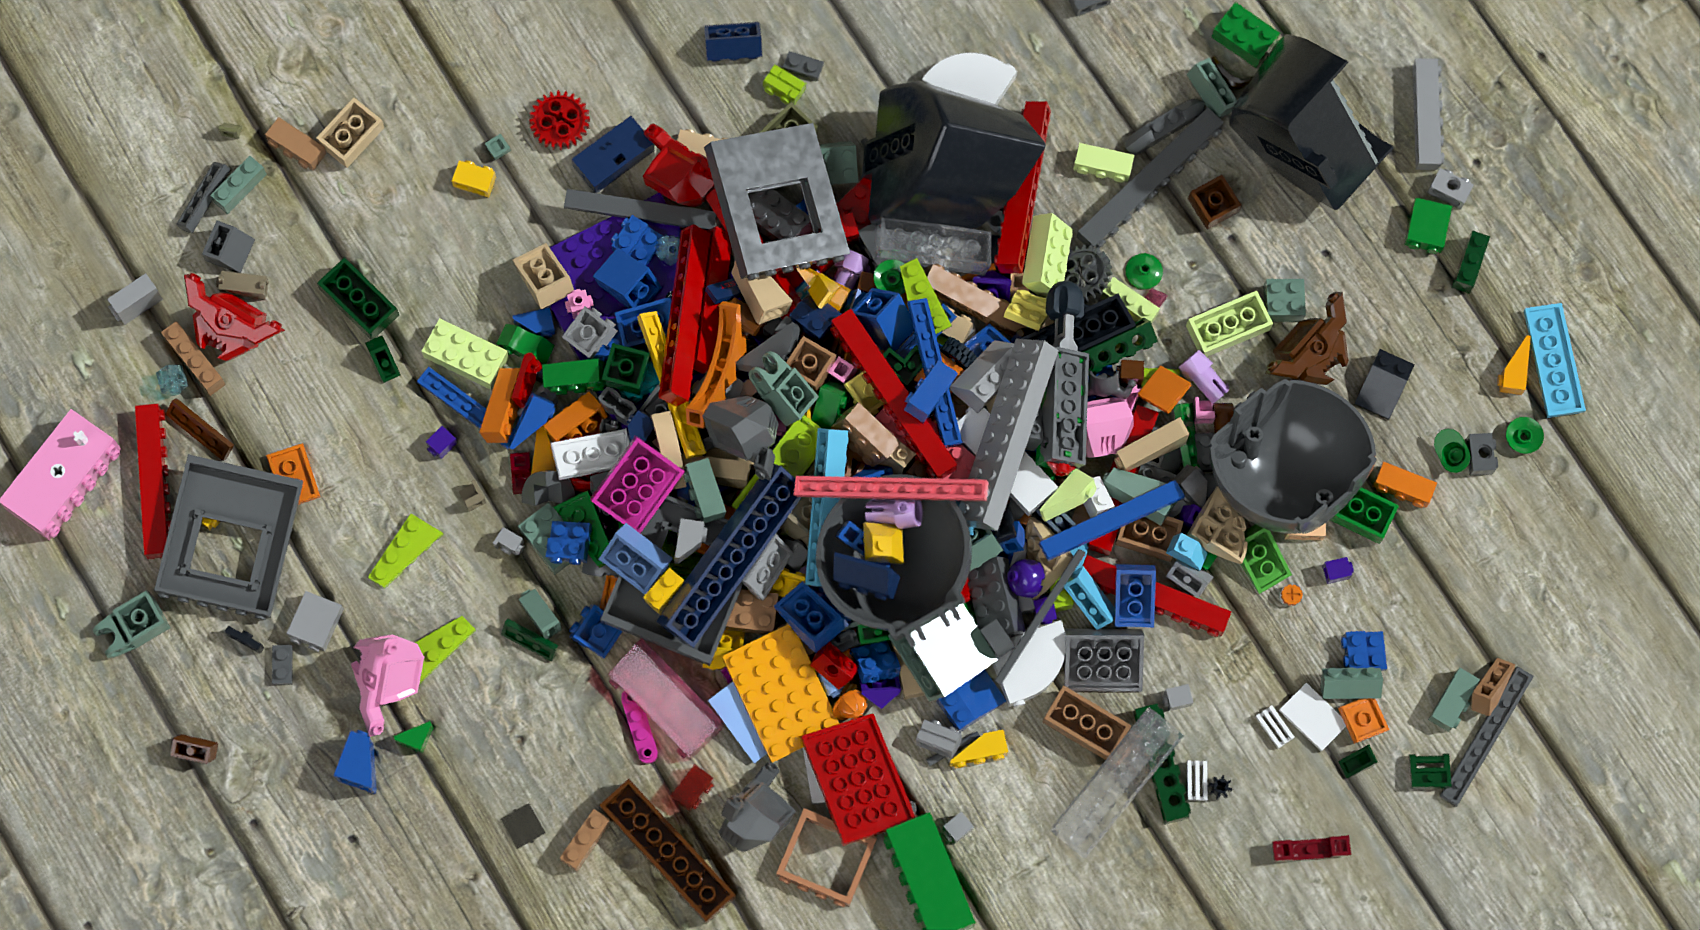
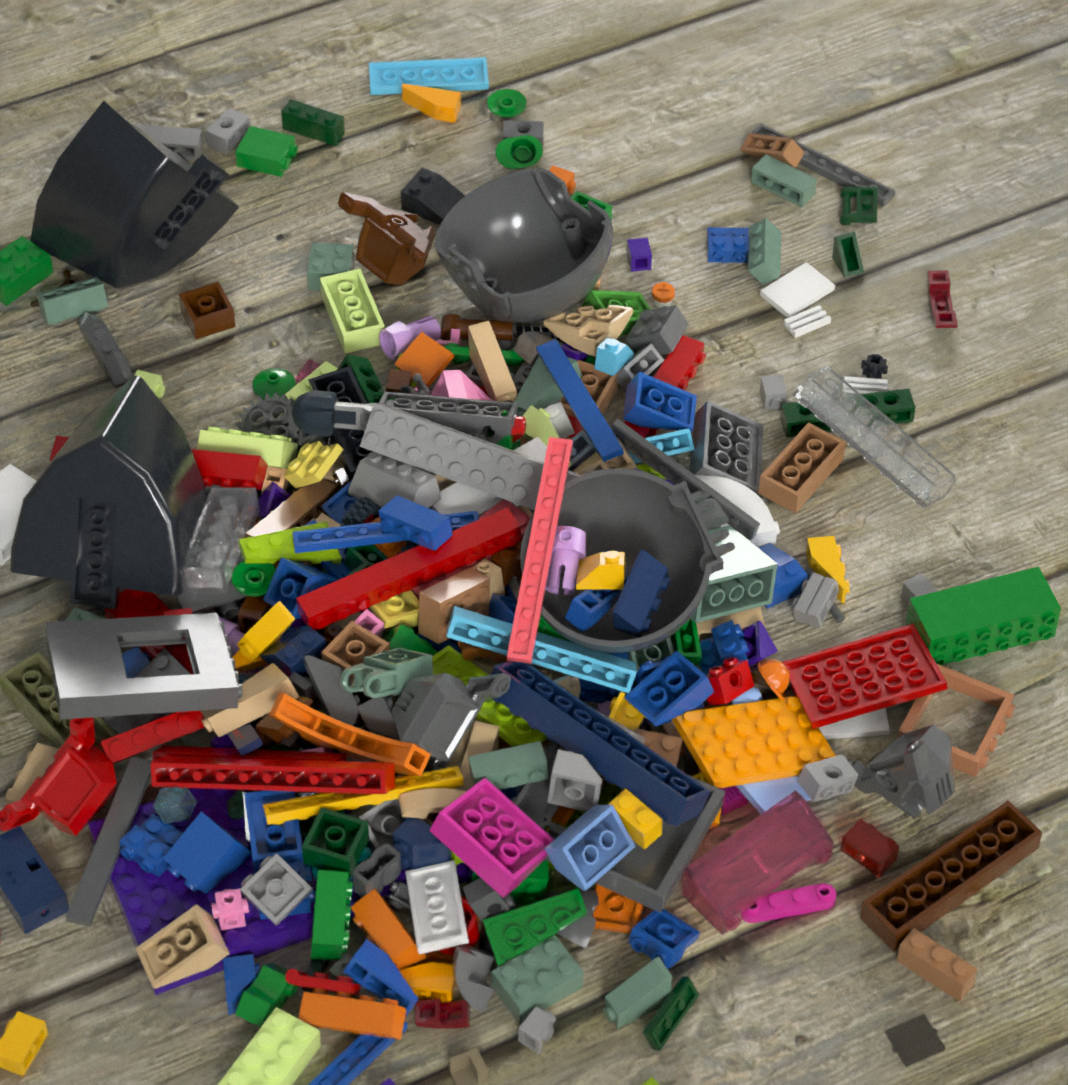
camera: 80 degrees left, 25 degrees down
(568, 542) = (552, 941): blue plate -> none
(758, 759) = (827, 778): none -> light grey brick
(1150, 179) = (165, 360): dark grey brick -> none
(1232, 590) = (658, 327): none -> dark grey brick
(1363, 719) = (803, 250): orange tile -> none

